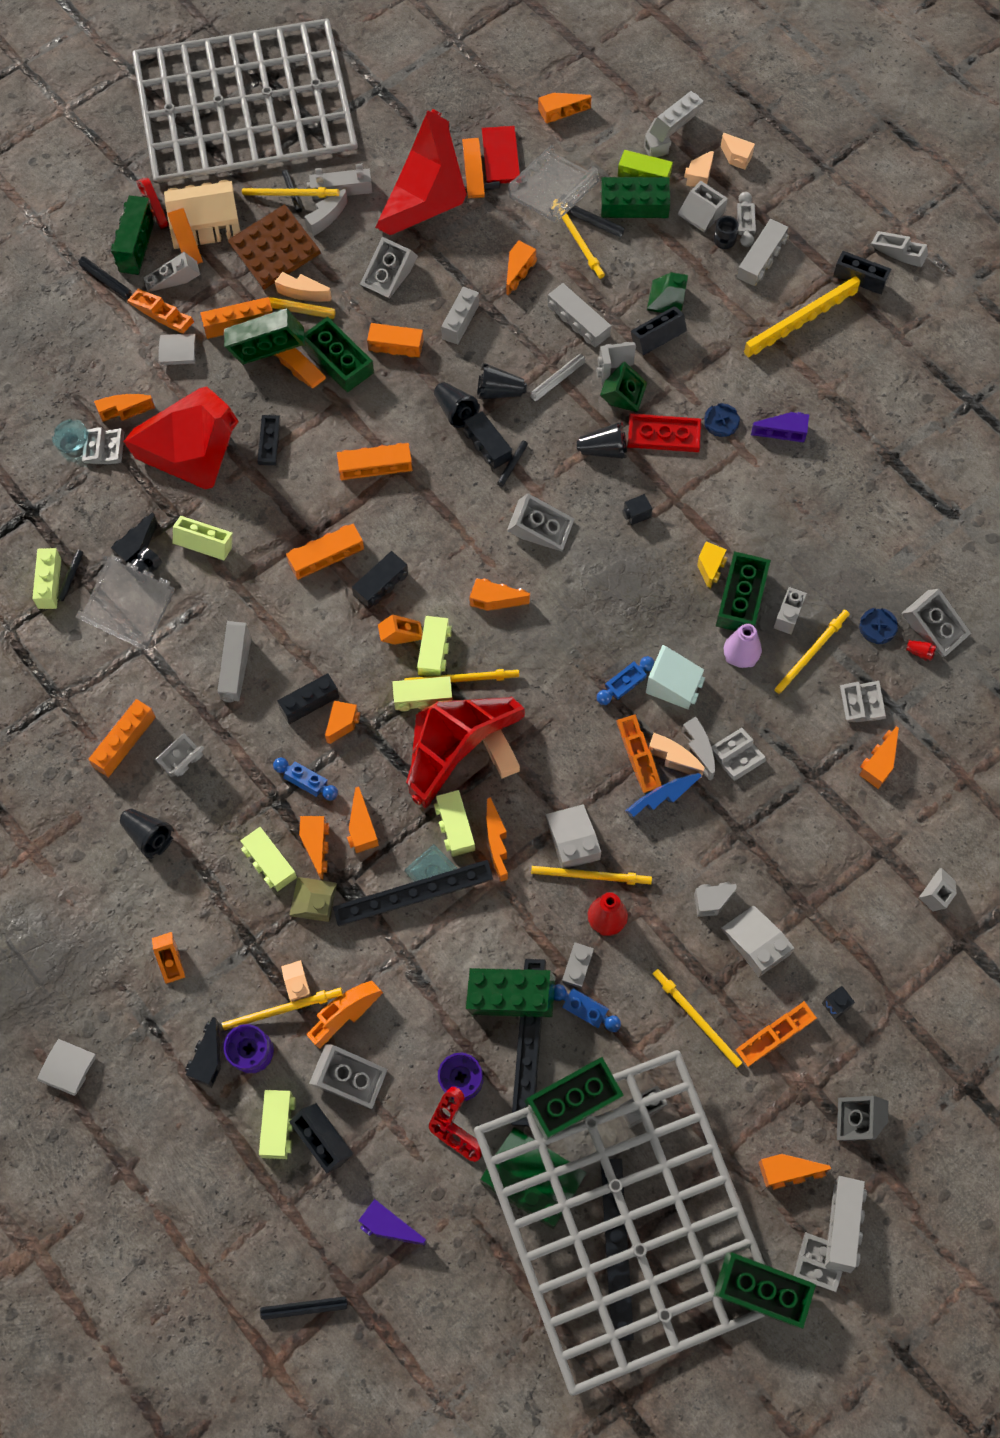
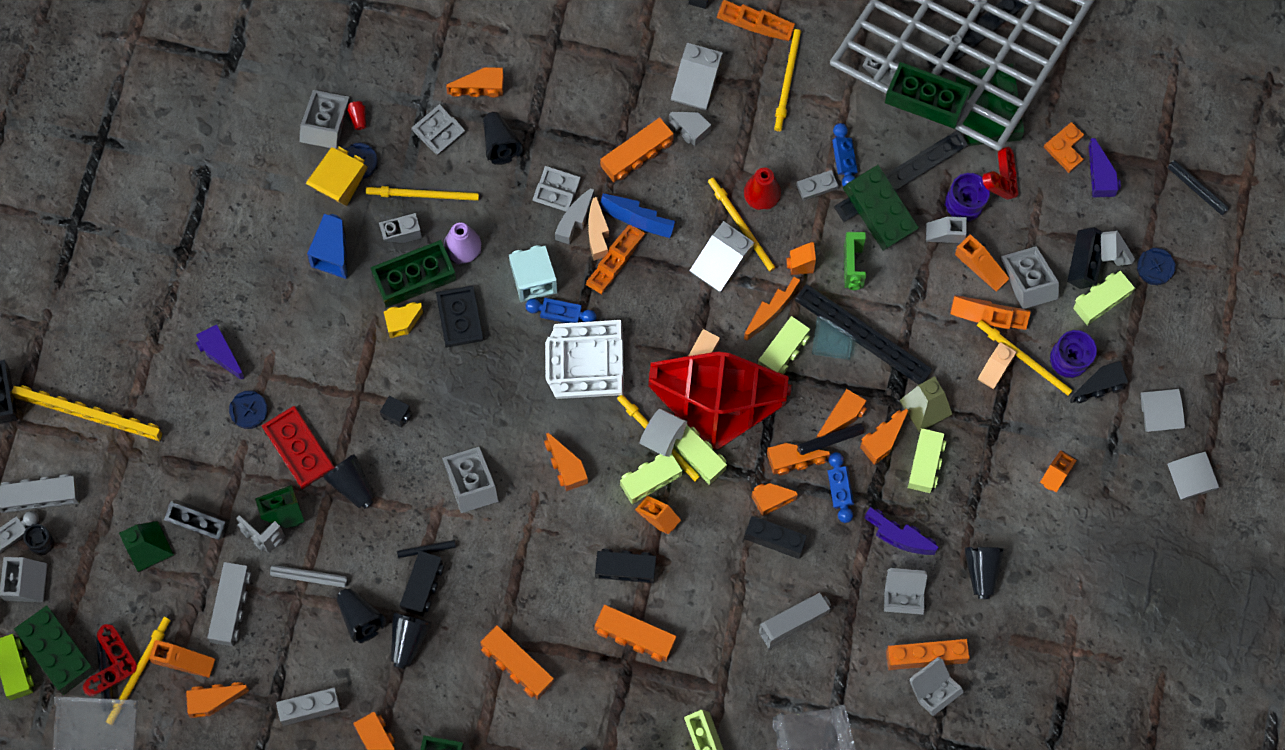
camera: 130 degrees left, 5 degrees up
(91, 722) = (935, 686): none -> light grey bracket
(141, 1090) = (1162, 410): none -> light grey slope
(220, 794) = (906, 539): none -> dark purple slope
(266, 1201) = (1156, 266): none -> dark blue tile
(306, 1165) = (1115, 249): none -> light grey slope
(347, 796) = (830, 439): none -> black axle
(361, 759) = (786, 458): none -> orange slope
(393, 1042) = (981, 262): none -> orange slope
(443, 1211) = (1061, 147): none -> orange plate
(446, 1037) = (946, 230): none -> light grey slope
(459, 675) = (662, 432): none -> light grey slope
(484, 928) = (853, 243): none -> bright green panel
(517, 893) = (802, 259): none -> orange slope
(563, 262) = (181, 659): none -> orange slope
(568, 668) = (585, 359): none -> white wedge
(590, 223) = (116, 668): none -> red beam
(681, 605) = (459, 316): none -> black plate
(724, 839) = (636, 150): none -> orange brick
(812, 548) = (329, 248): none -> blue slope
(817, 736) = (500, 140): none -> black cone
(872, 590) = (338, 175): none -> yellow slope

